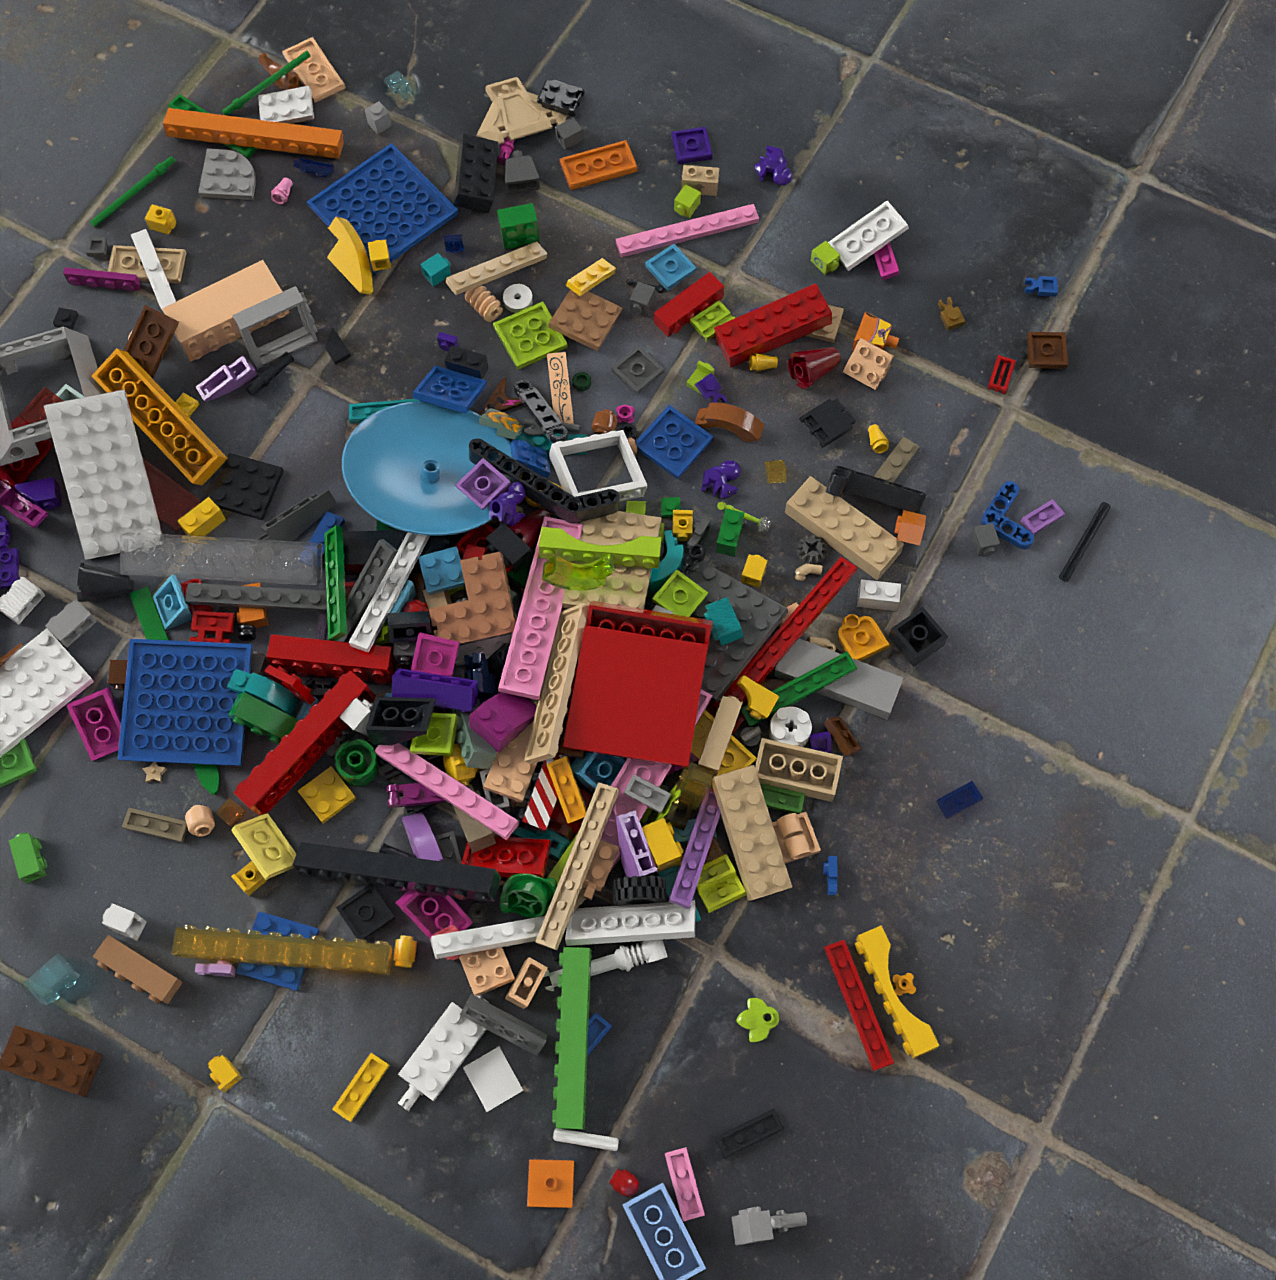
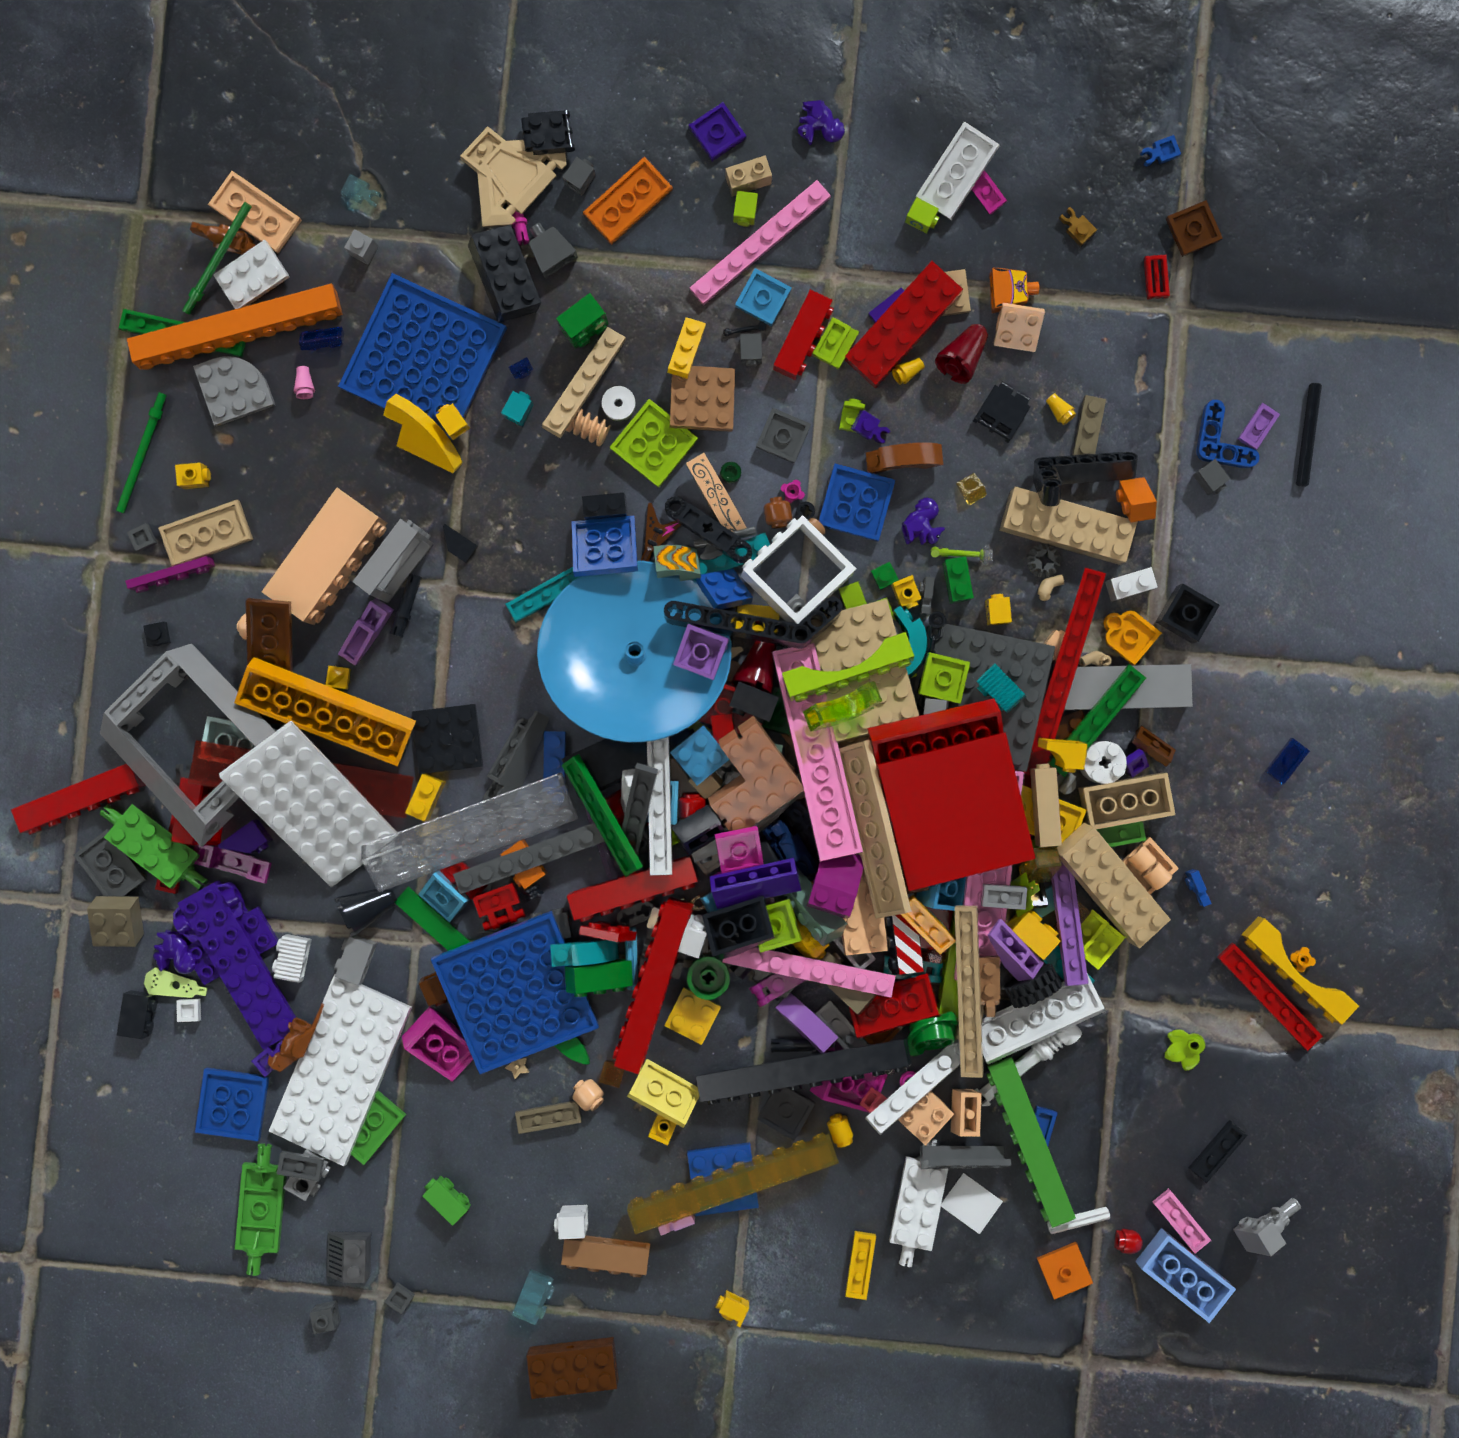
camera: 20 degrees left, 20 degrees up
(153, 268) = (221, 540): white piece -> none
(446, 340) = (572, 490): dark purple plate -> none
(505, 505) = (734, 665): dark purple animal -> none

